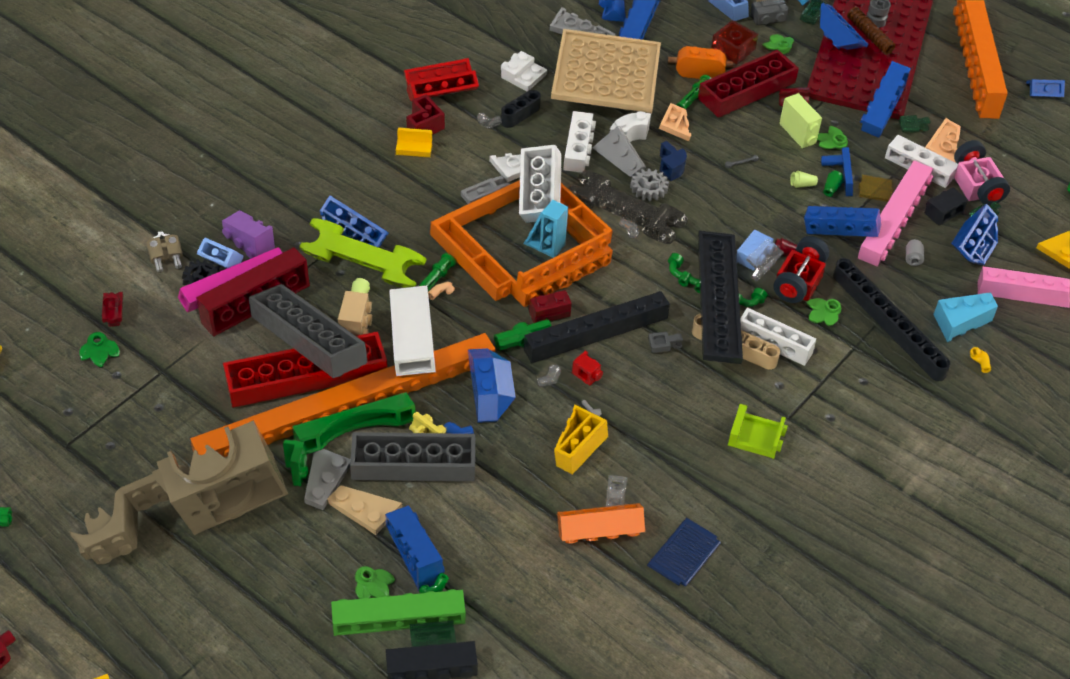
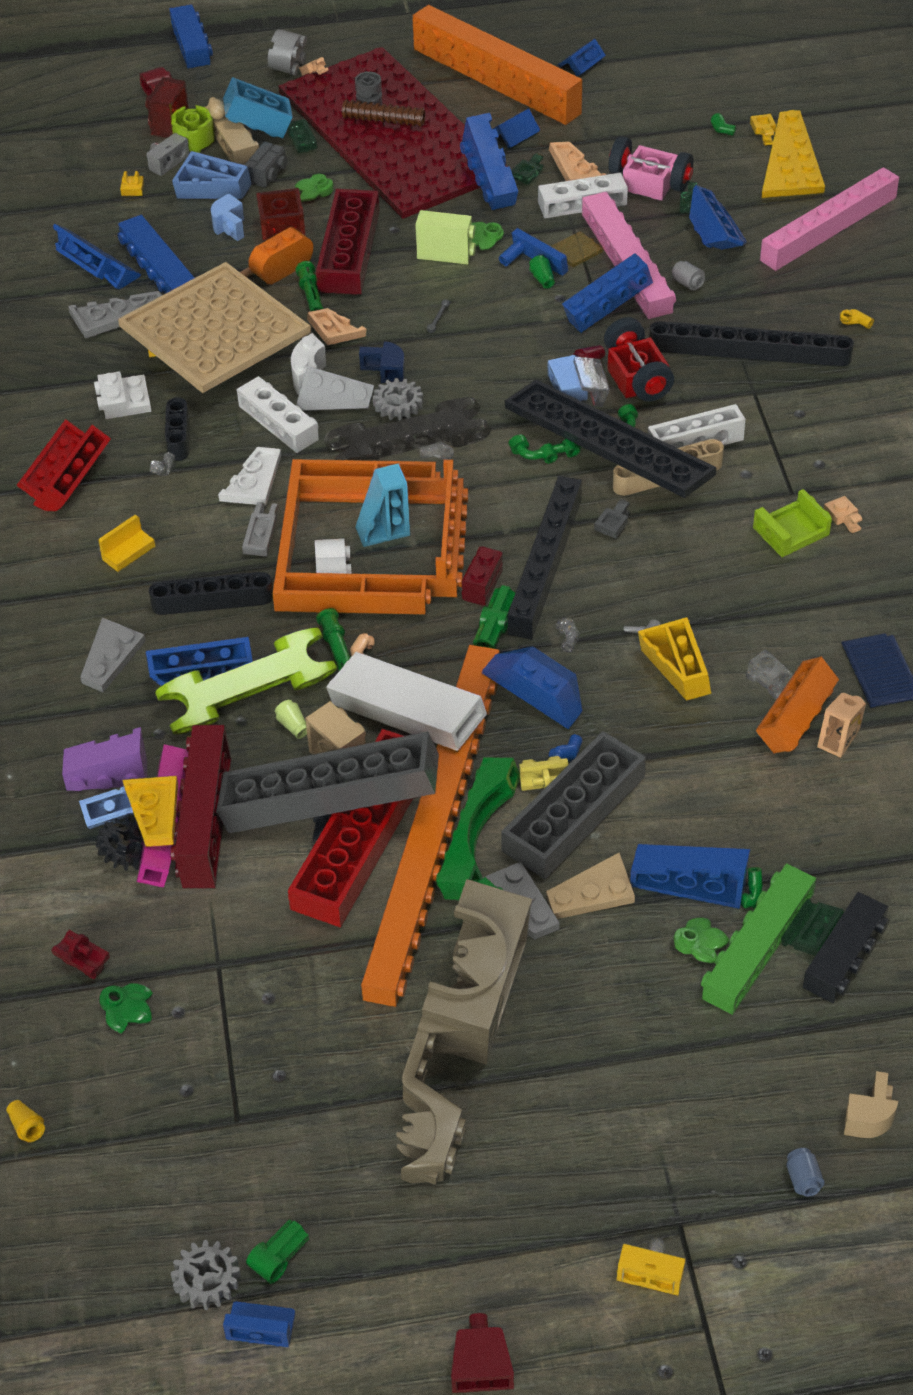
camera: 45 degrees left, 0 degrees up
(164, 249) = (40, 855): dark tan piece -> none
(223, 268) = (154, 807): none -> yellow wing
(338, 186) = (110, 653): none -> light grey wing
(411, 197) = (211, 593): none -> black beam
(426, 115) = (102, 507): dark red brick -> none
(491, 234) = (332, 556): none -> white brick
(539, 180) = (322, 471): white brick -> none
(587, 369) = (591, 598): red brick -> none
(610, 553) = (843, 712): none -> light nougat torso
(706, 22) = (228, 216): none -> light blue brick
(784, 93) = (400, 223): dark red hips -> none
(798, 453) = (844, 512): none -> light nougat plate
(802, 179) = (513, 289): yellowish green cone -> none
(824, 311) = (693, 382): bright green plate -> none
(839, 30) = (363, 131): blue wedge -> none
(942, 97) = (518, 128): none -> blue panel
(945, 206) = (654, 217): black brick -> none
(964, 313) = (795, 293): medium azure wedge -> none

